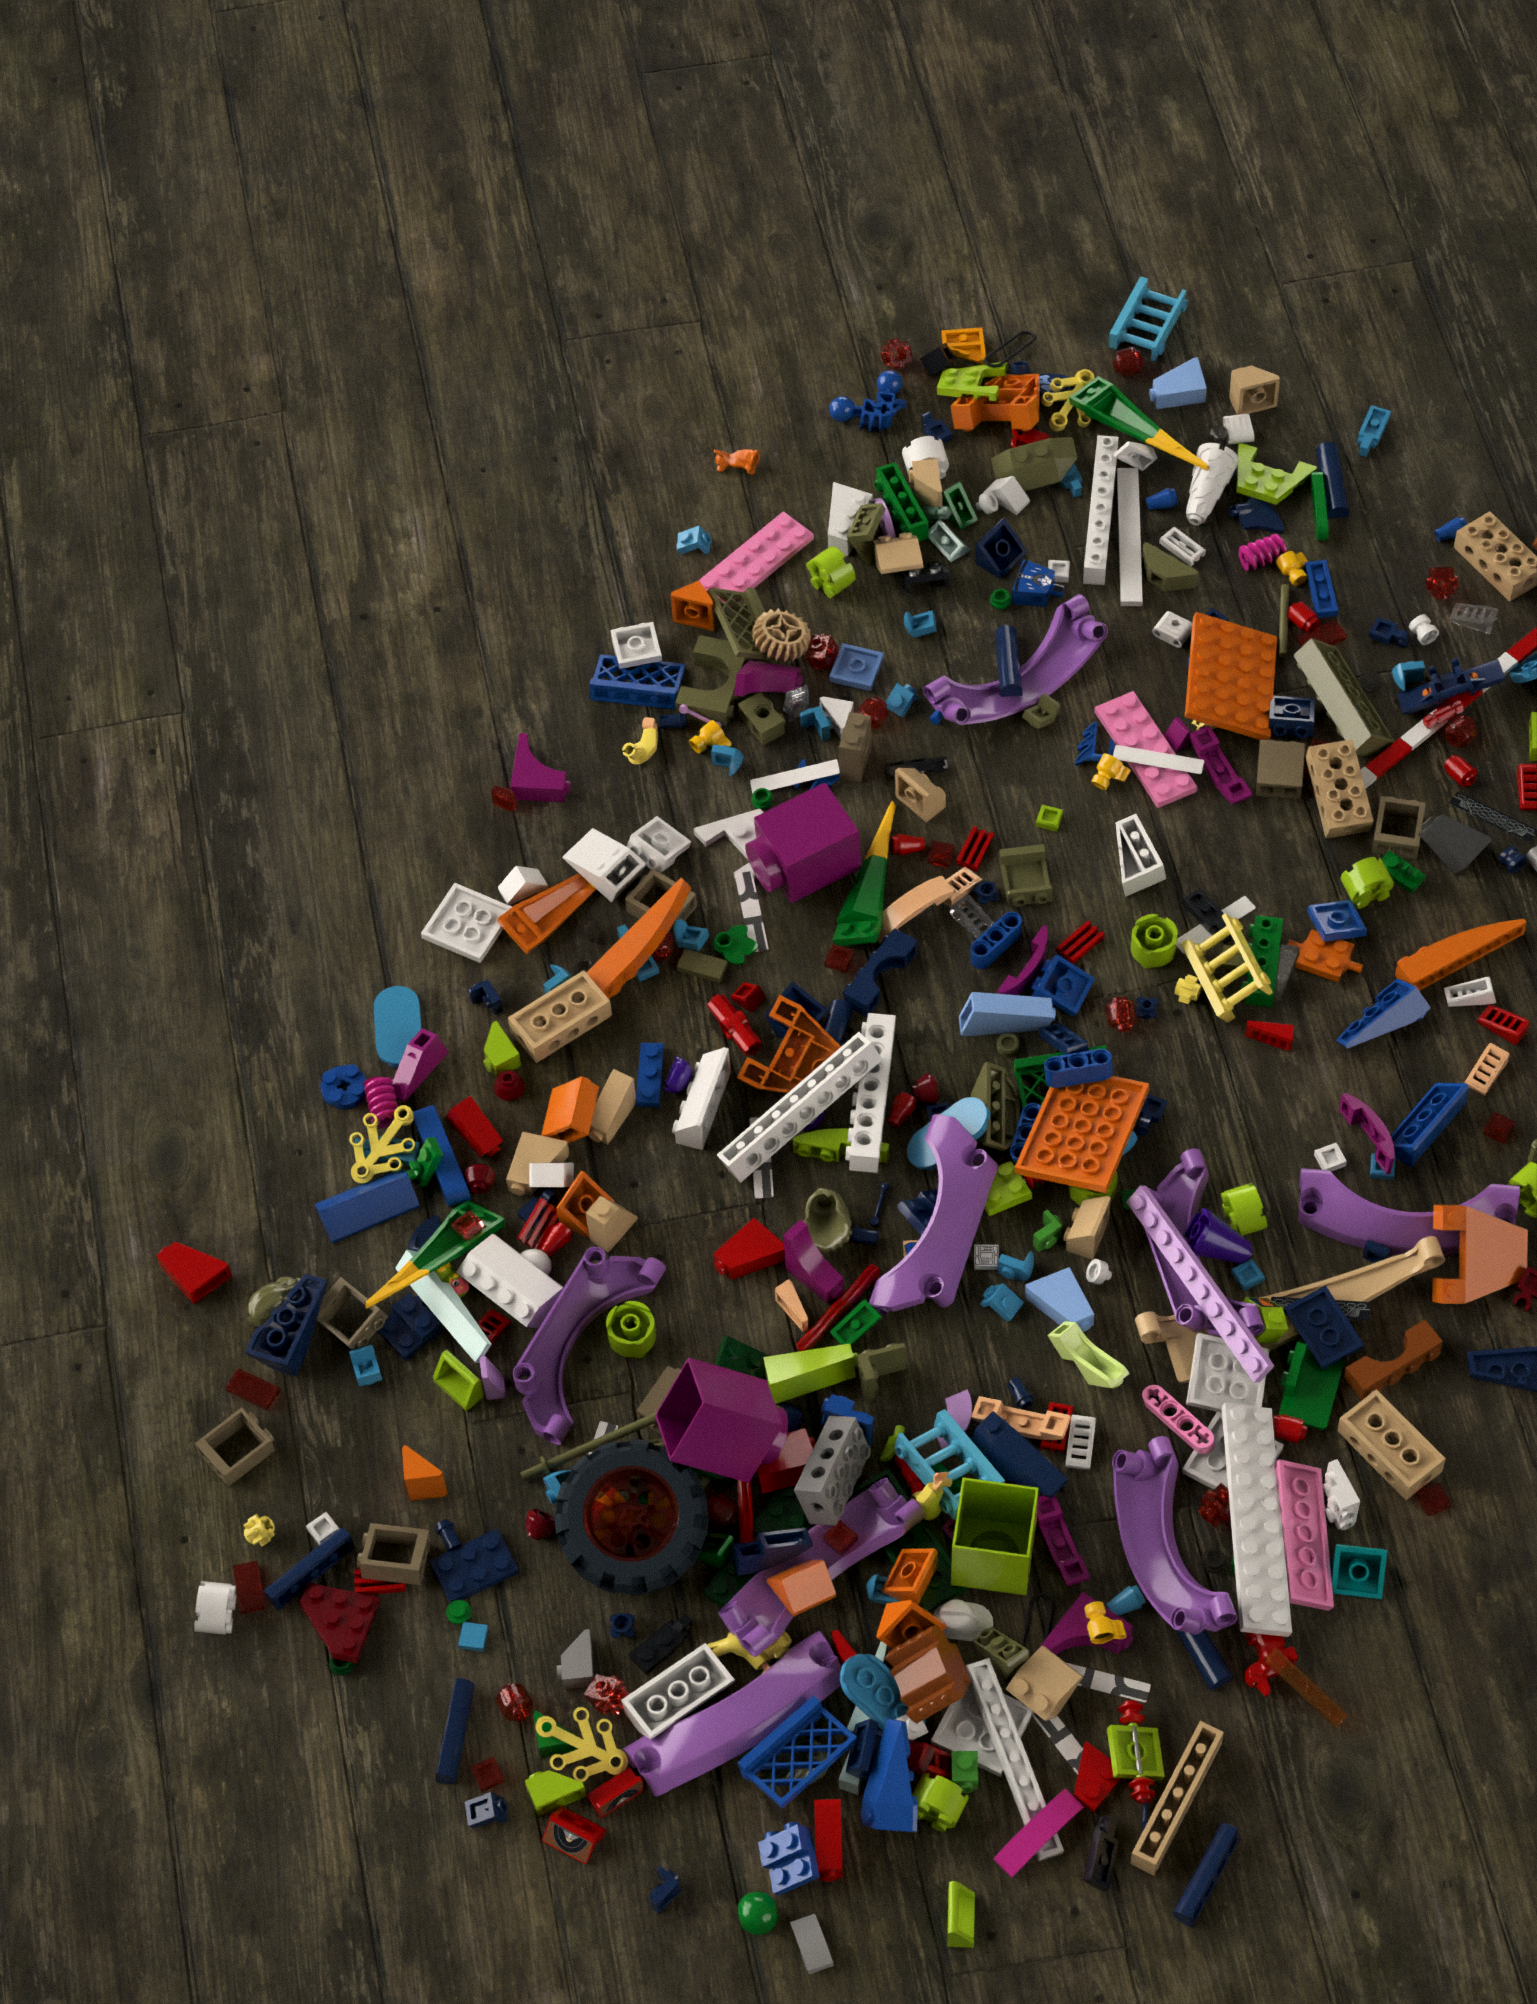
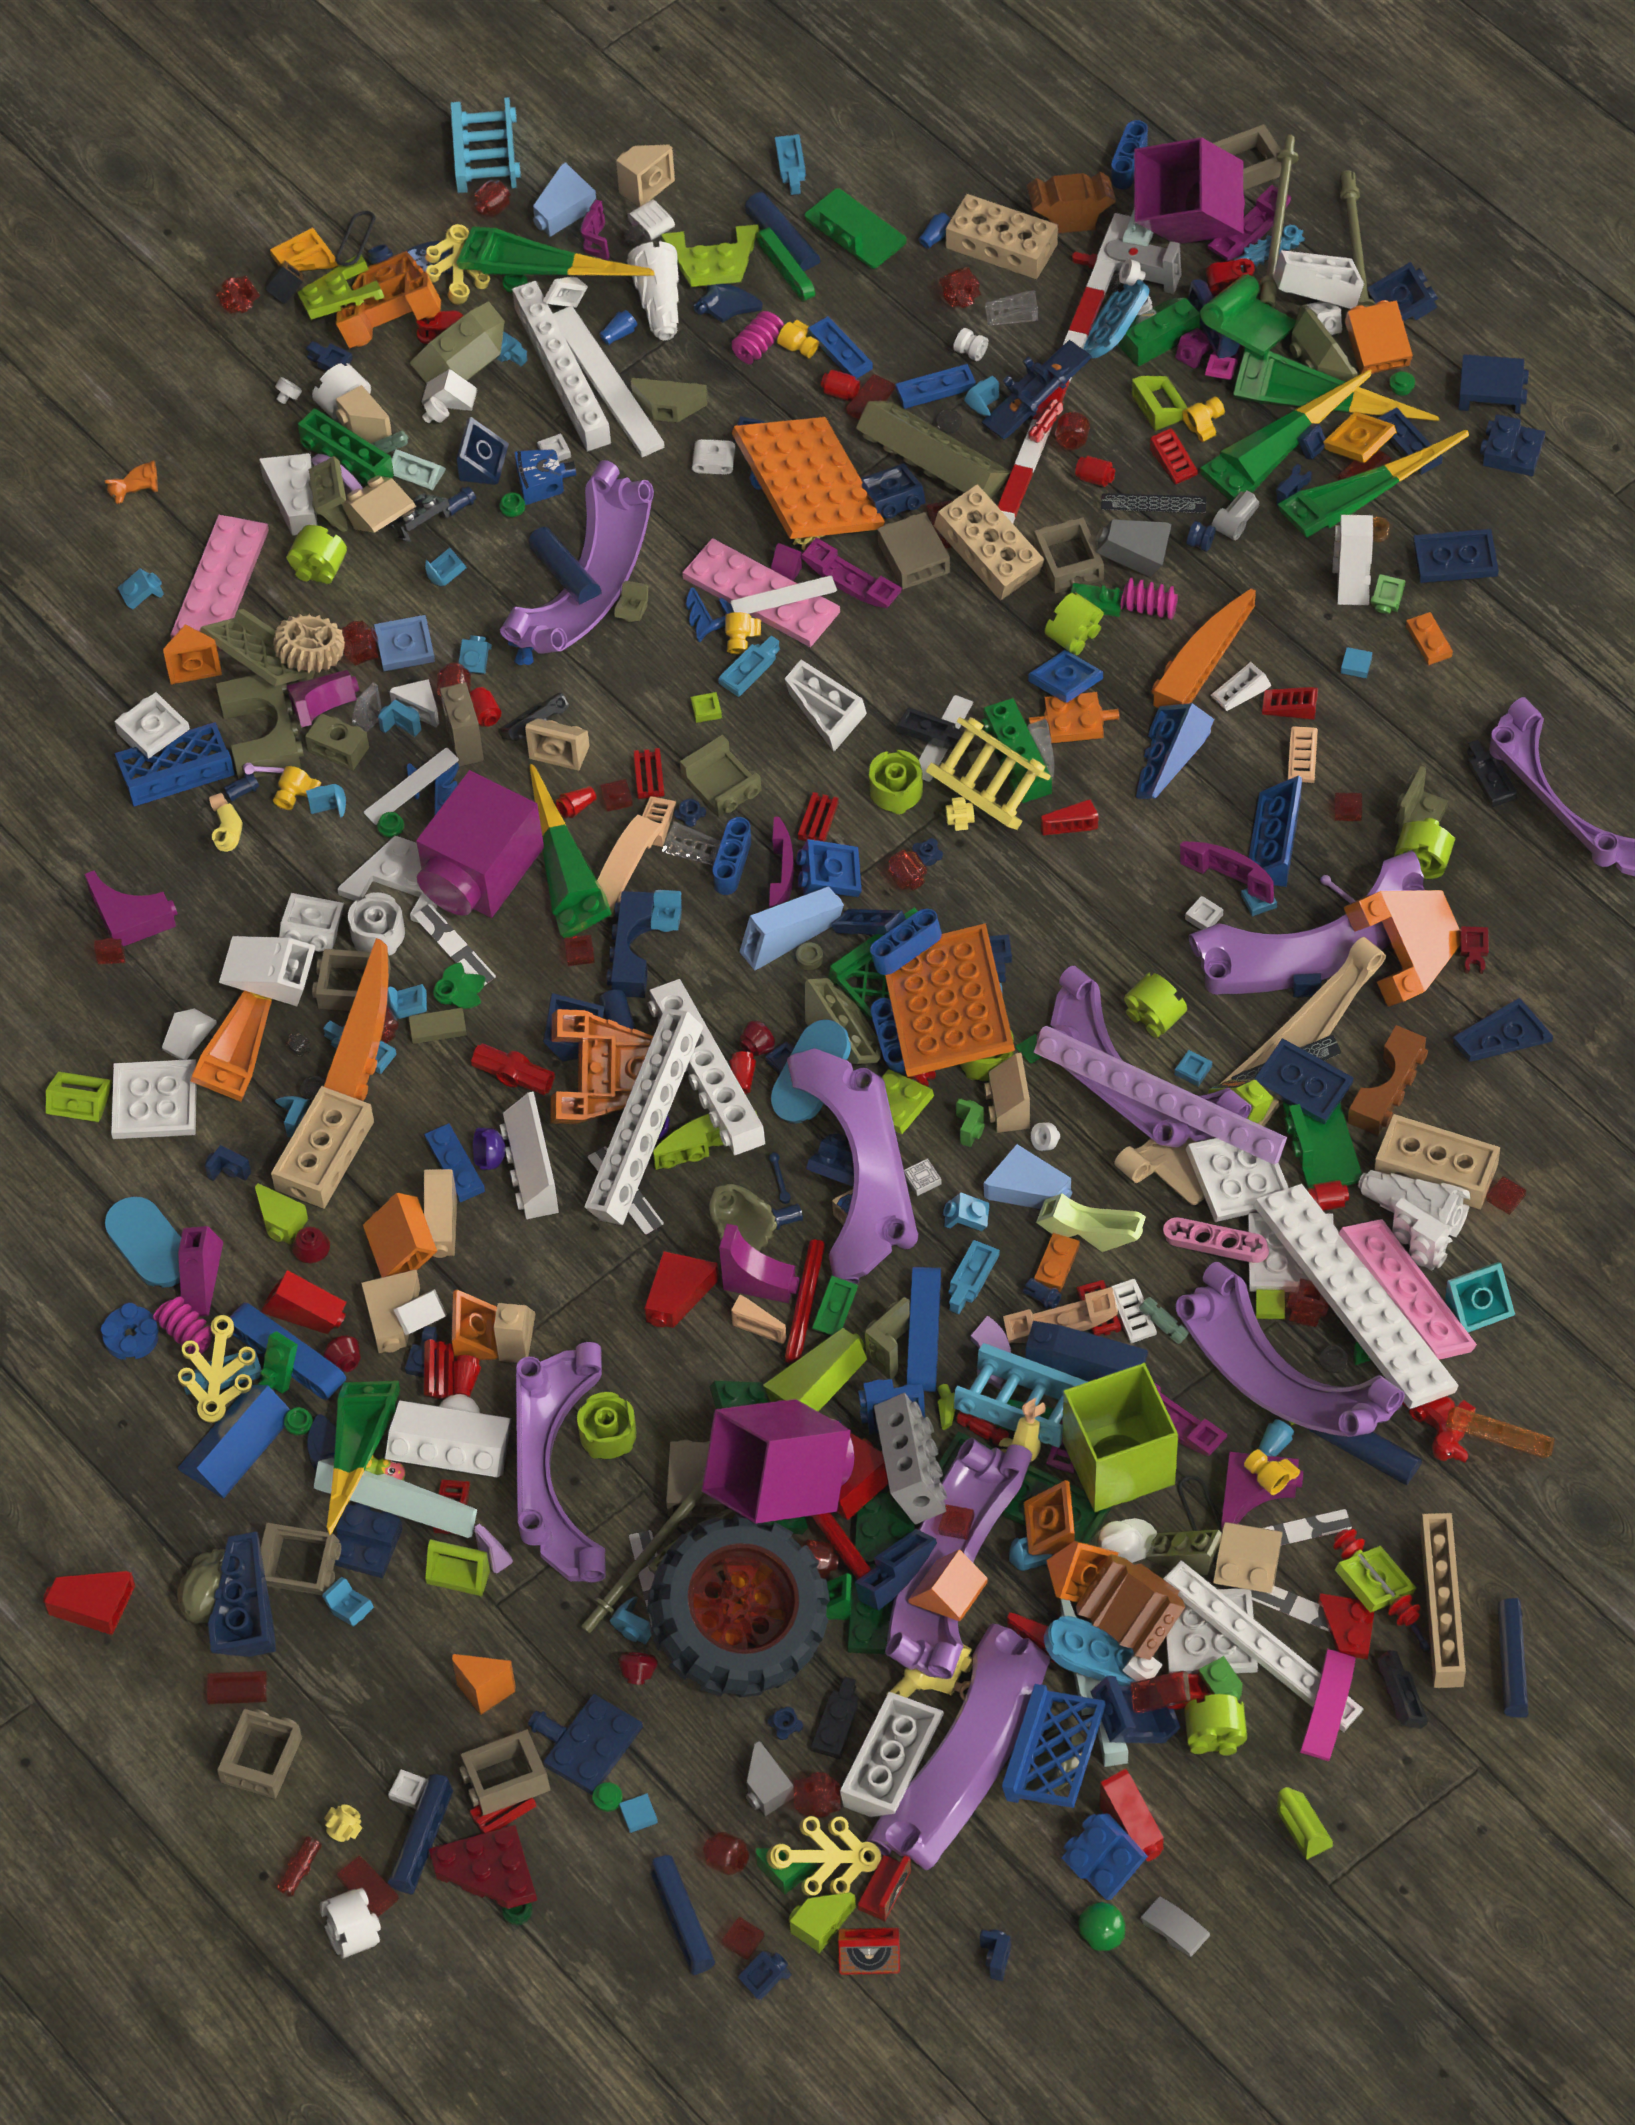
camera: 30 degrees left, 0 degrees up
(211, 1546) = (299, 1866): none -> clear red pin
(411, 899) = (77, 1102): none -> lime tile
(417, 1212) = (298, 1421): none -> green plate
(467, 1225) = (368, 1404): clear red plate -> none
(703, 868) = (375, 918): none -> white brick
(748, 996) = (507, 1033): red slope -> none
(872, 414) = (251, 369): blue piece -> none
(883, 741) = (485, 707): none -> red brick
(888, 1793) = (1165, 1736): blue wedge -> none
(890, 440) = (287, 390): none -> white tile
(912, 1375) = (924, 1327): none -> blue beam
(921, 960) = (666, 910): none -> dark azure bracket
(960, 506) = (405, 420): green slope -> none
(963, 578) = (460, 500): none -> dark blue pin
(975, 1351) = (971, 1275): none -> dark azure hinge
(1014, 1268) = (960, 1173): dark azure plate -> none
(1047, 1374) = (1057, 1261): none -> orange plate
(1099, 1461) = (1163, 1320): none -> sand green axle
(1100, 801) = (749, 666): none -> dark azure hinge
(1105, 430) = (514, 280): none -> green plate
(1179, 547) = (666, 370): white tile -> none
(1190, 413) = (590, 228): none -> magenta piece
(1191, 1491) = (1270, 1304): none -> lime tile
(1215, 1239) = (1145, 1044): dark purple cone -> none
(1283, 625) = (821, 398): olive bar -> none
(1367, 1476) = (1438, 1200): none -> white cone
(1376, 649) = (935, 386): none -> blue plate
(1385, 631) = (934, 361): dark blue plate -> none
(1391, 501) = (855, 228): none -> green bracket
(1440, 891) = (1149, 598): none -> dark pink piece
(1445, 1178) = (1326, 880): none -> lavender hinge

